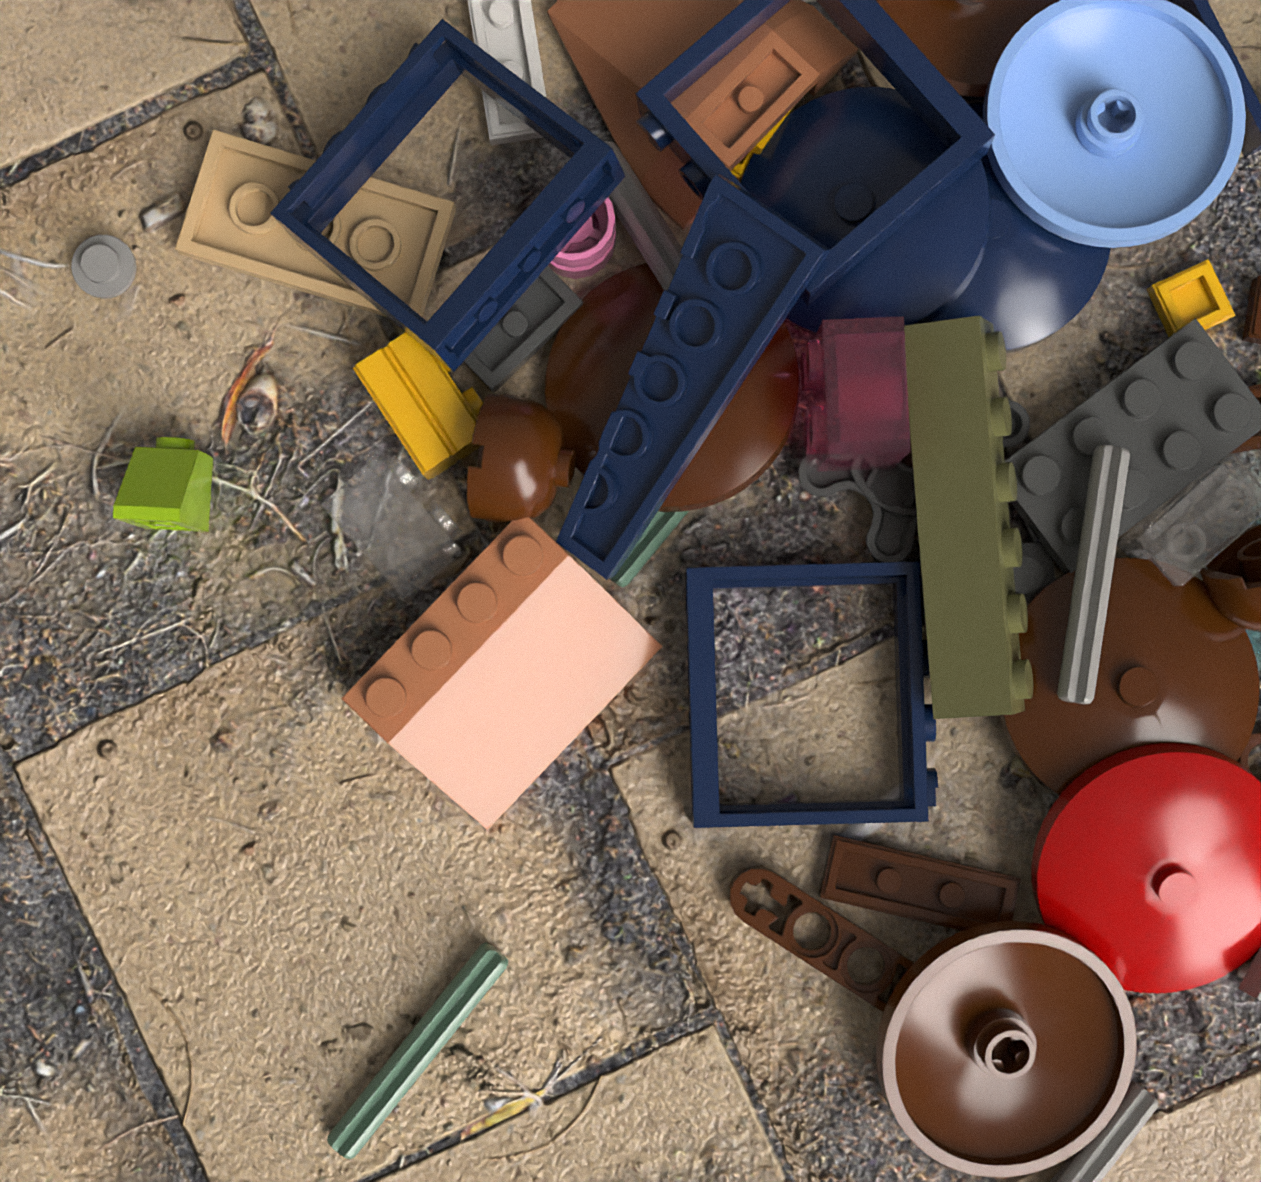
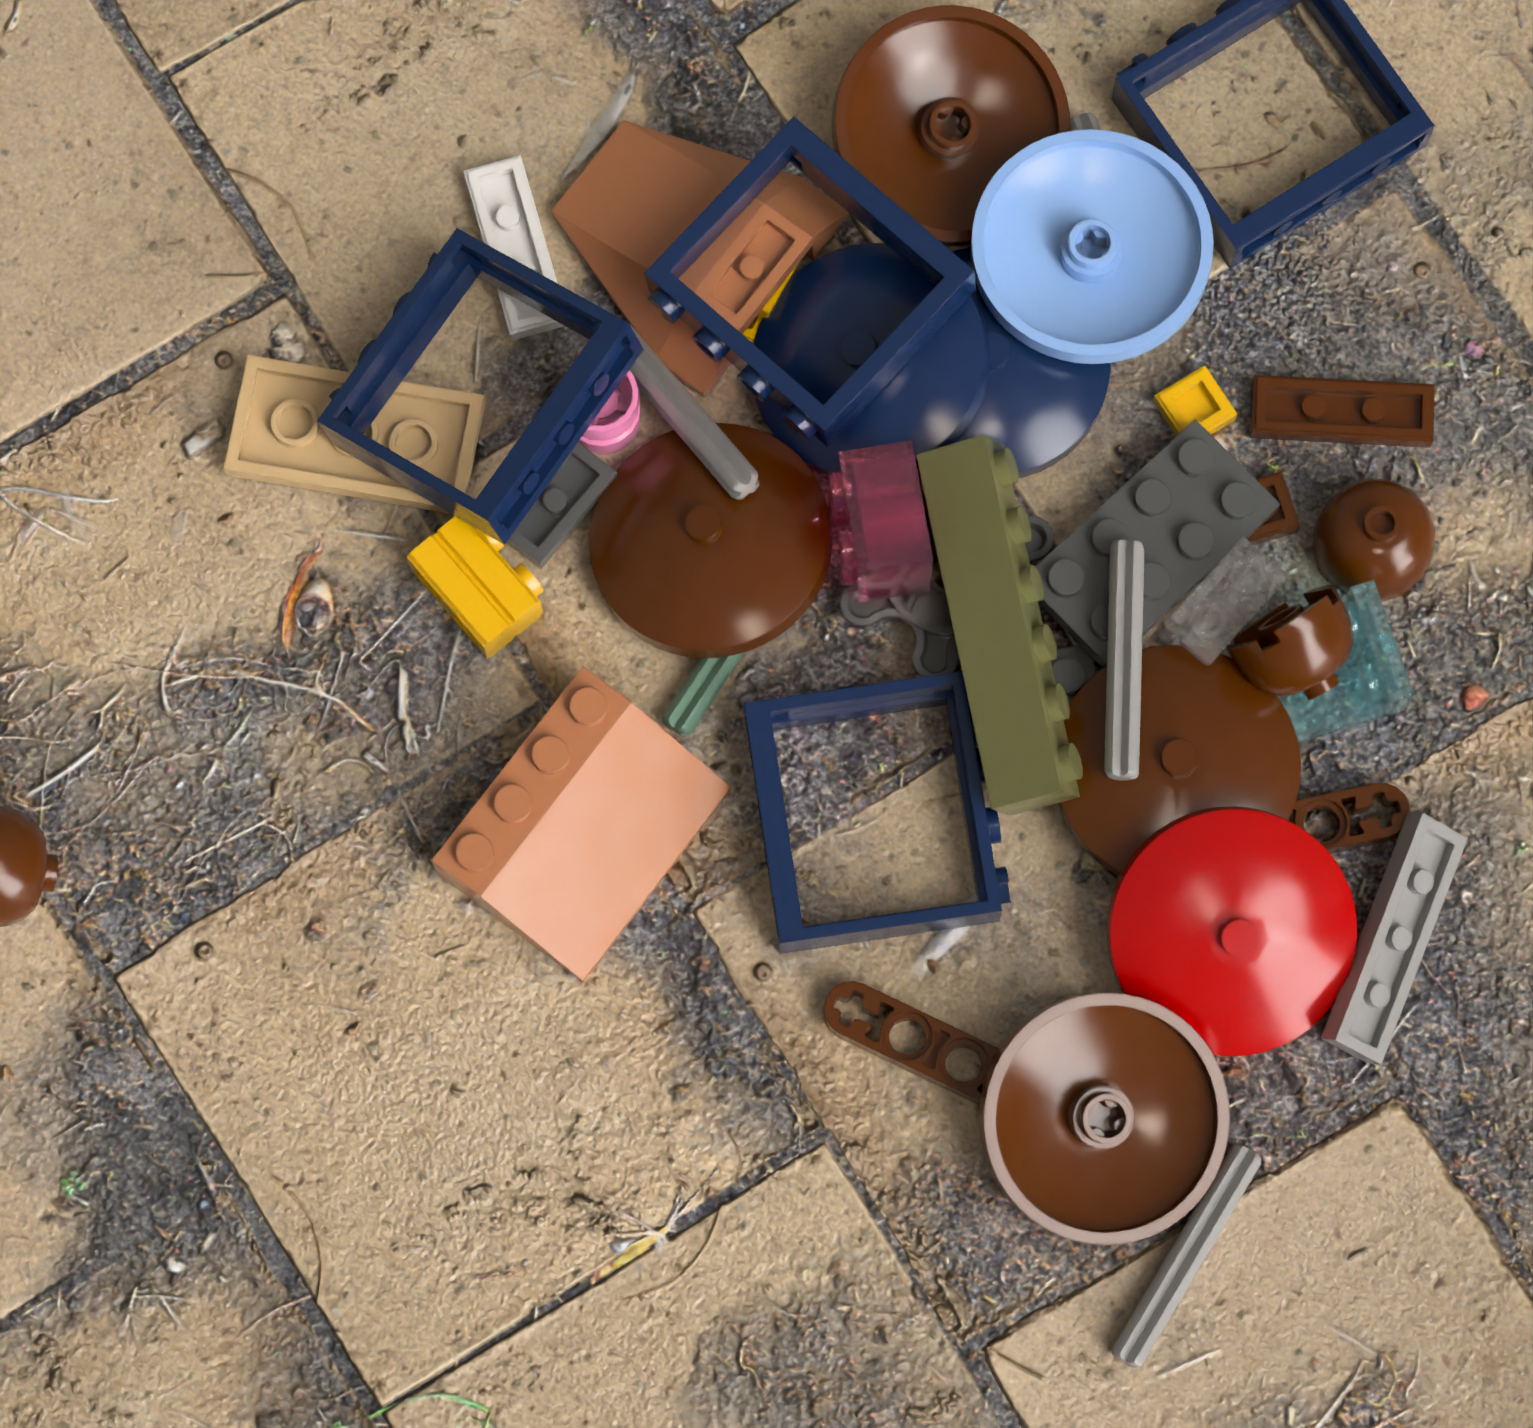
camera: 10 degrees left, 10 degrees down
(103, 266) = (155, 494): light grey plate -> none
(166, 487) = (242, 691): lime slope -> none
(393, 525) = (461, 702): clear bracket -> none
(417, 1051) = (539, 1198): sand green axle -> none
(518, 460) = (573, 622): reddish brown cylinder -> none
(710, 327) = (737, 475): dark blue wing -> none
(916, 885) = (996, 981): reddish brown tile -> none

